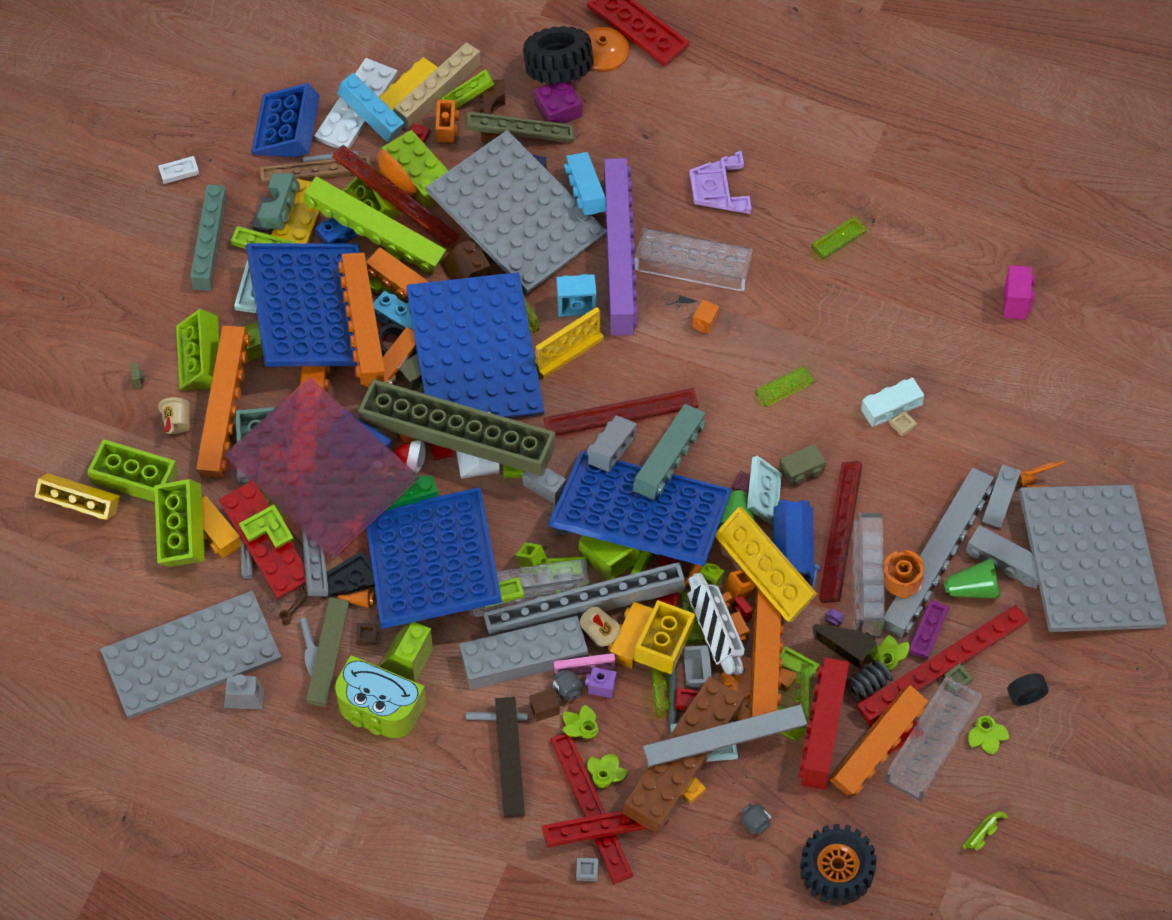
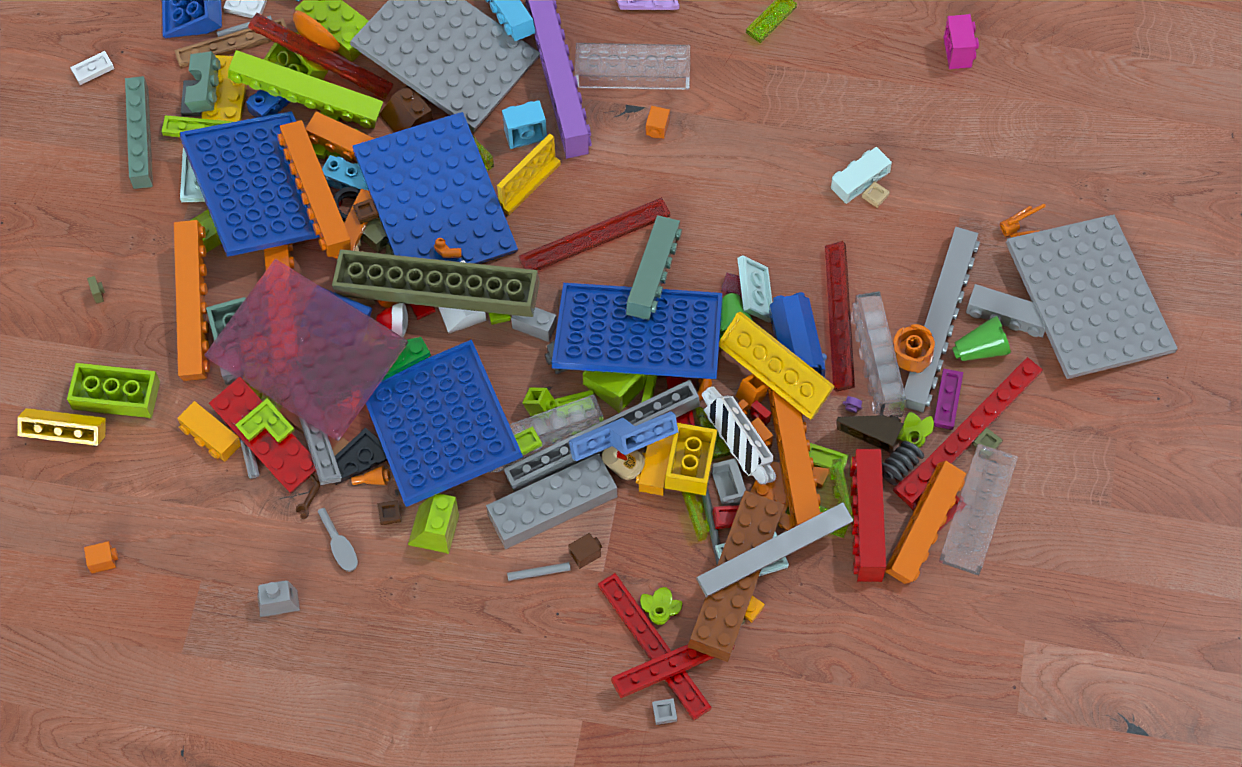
camera: 10 degrees left, 5 degrees up
(87, 623) = (100, 557): none -> orange brick
(175, 415) = (144, 323): tan hat -> none
(179, 523) = (173, 435): lime brick -> none
(190, 654) = (213, 569): light grey plate -> none
(197, 350) = (152, 251): lime slope -> none
(327, 652) = (353, 540): olive tile -> none
(378, 699) = (416, 578): brick -> none
(406, 348) = (365, 211): none -> reddish brown tile
(473, 400) = (446, 252): none -> orange arm
(509, 757) = (561, 611): dark brown tile -> none
(567, 685) = (603, 526): dark grey head -> none
(578, 723) = (622, 562): lime plate -> none
(585, 664) = (615, 501): bright pink tile -> none
(601, 682) = (636, 516): medium lavender brick -> none
(603, 602) = (623, 436): none -> medium blue bracket
(611, 443) = (593, 269): light grey brick -> none
(712, 574) = (723, 384): lime brick -> none
(755, 818) = (821, 625): dark grey head -> none
(784, 386) = (751, 178): clear neon green tile -> none
(802, 465) = (787, 256): olive brick -> none
(838, 842) = (910, 634): black wheel -> none
(988, 827) = (1048, 589): lime piece -> none
(989, 737) = (1029, 497): lime plate -> none
(1001, 497) = (989, 251): light grey slope -> none
(1027, 689) = (1059, 441): black tyre -> none

